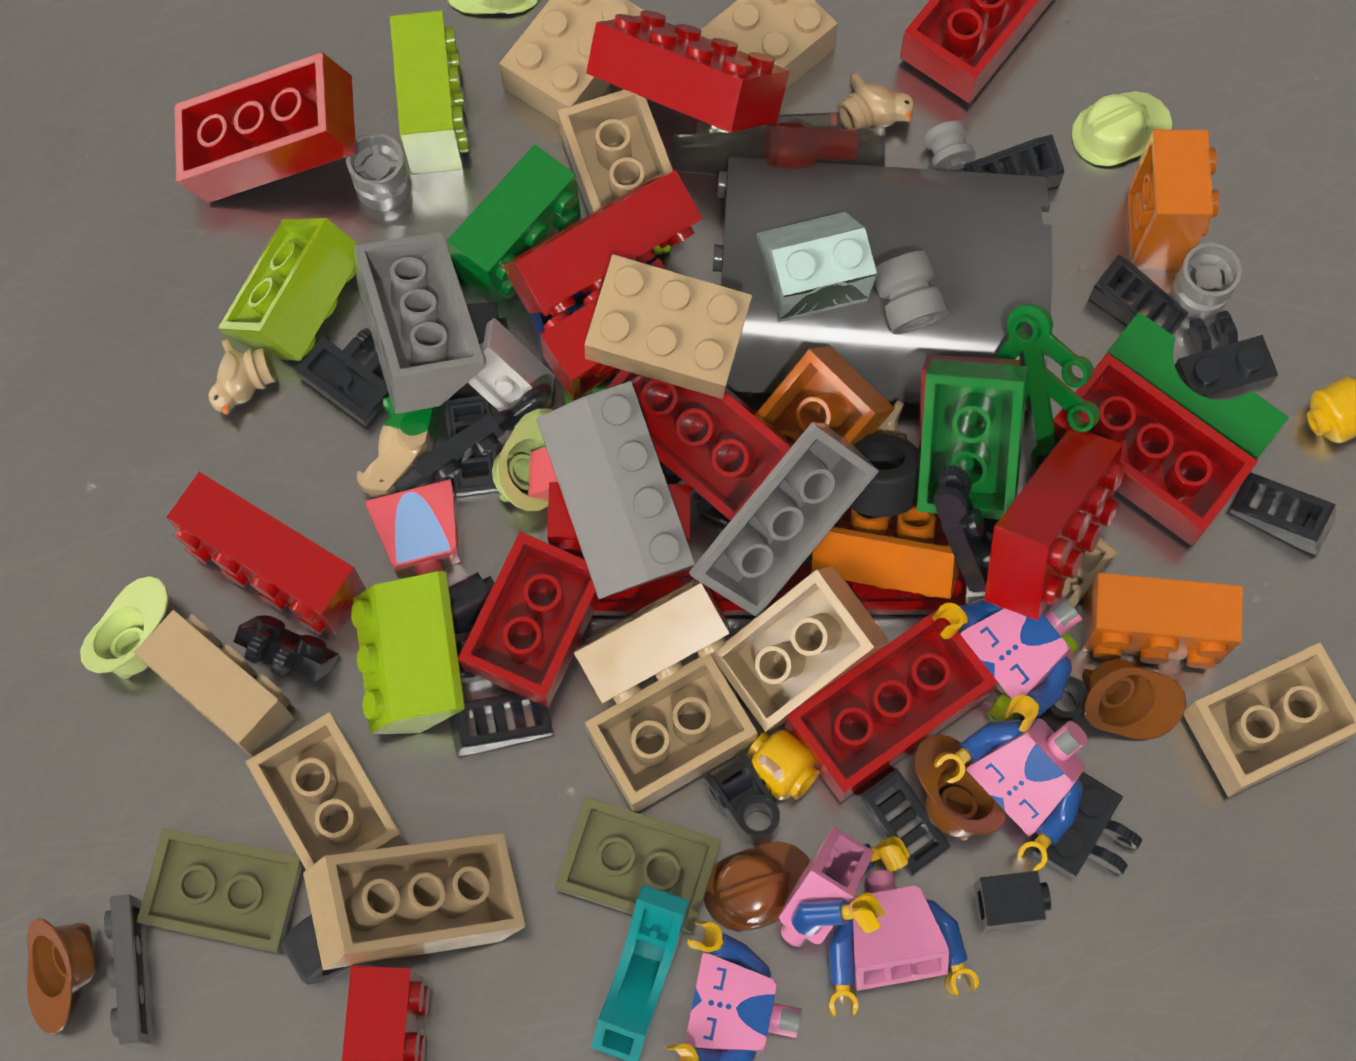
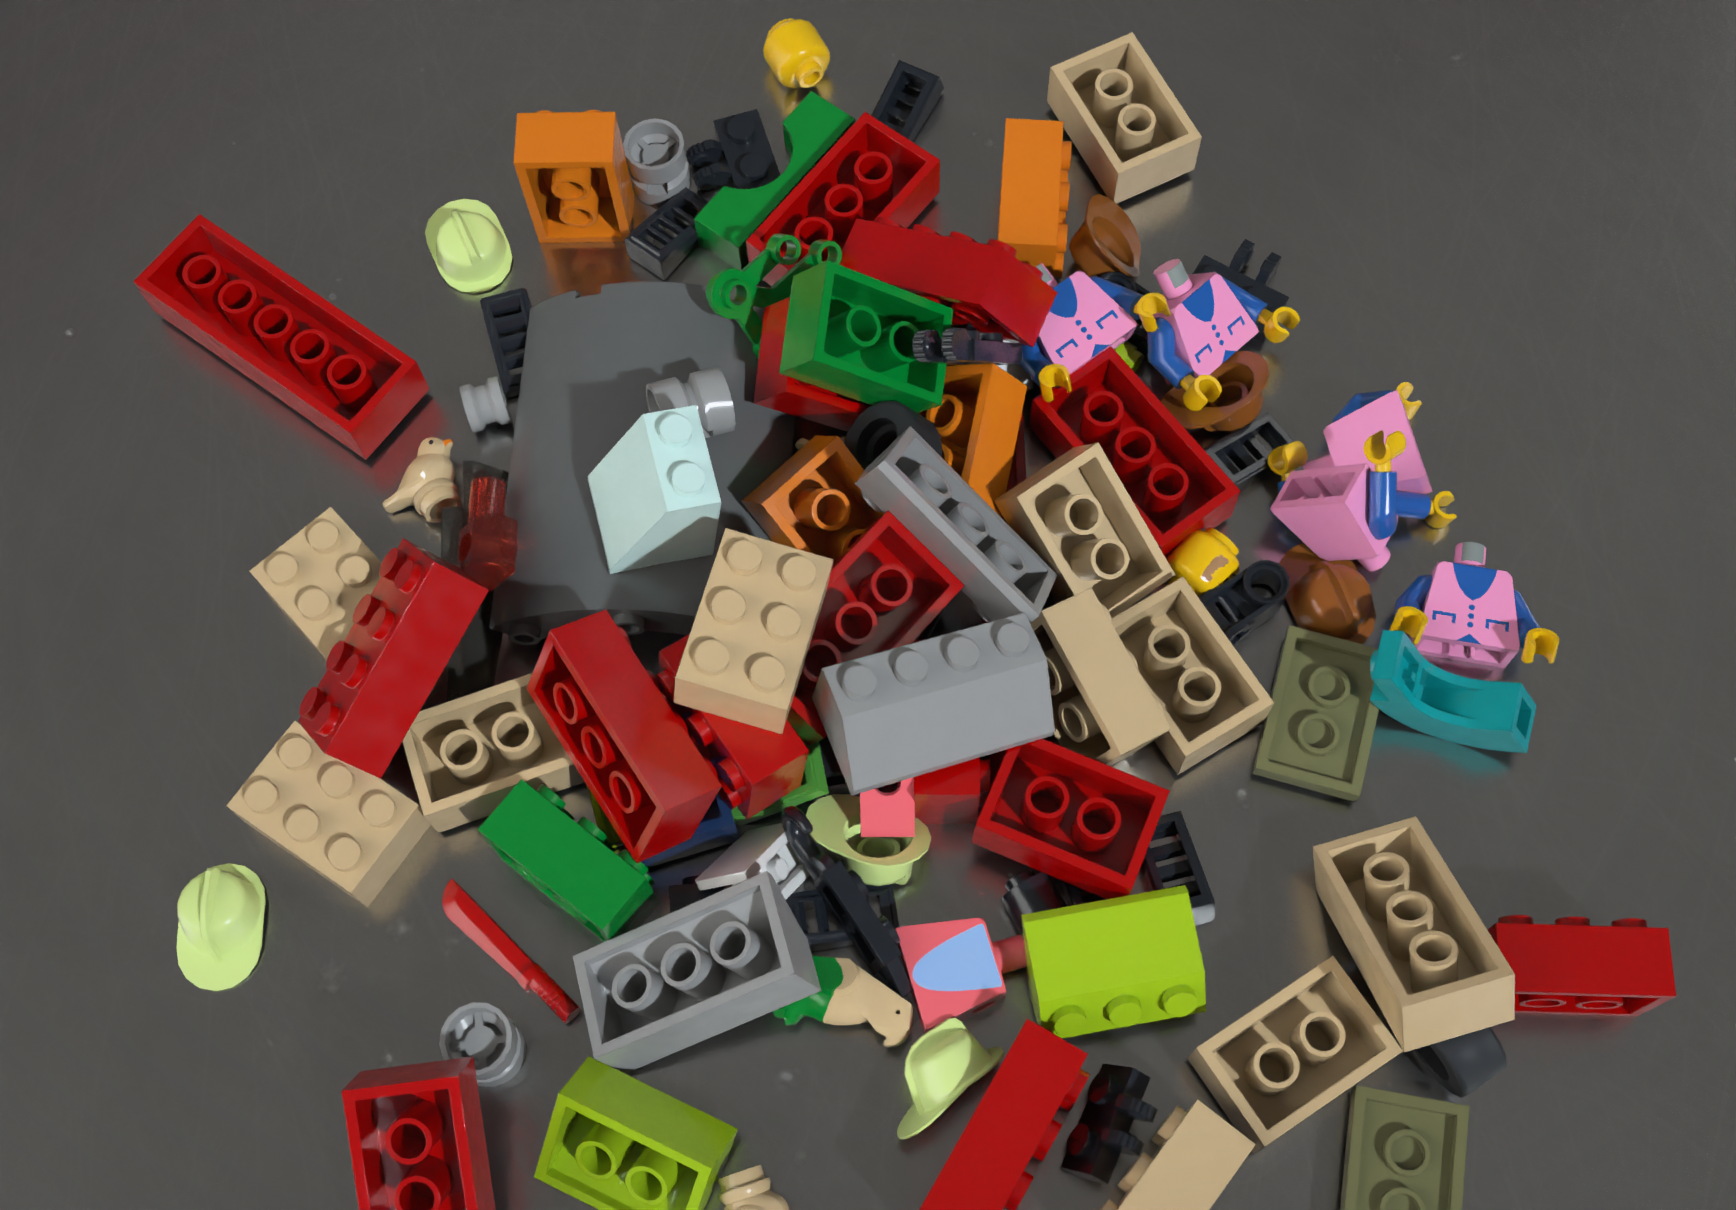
camera: 90 degrees left, 5 degrees down
(333, 515) = (940, 1070): none -> yellowish green piece
(343, 378) = (757, 1076): black hinge -> none
(428, 92) = (377, 981): lime brick -> none
(463, 187) = (505, 951): none -> red piece
(1012, 900) = (1322, 353): black brick -> none

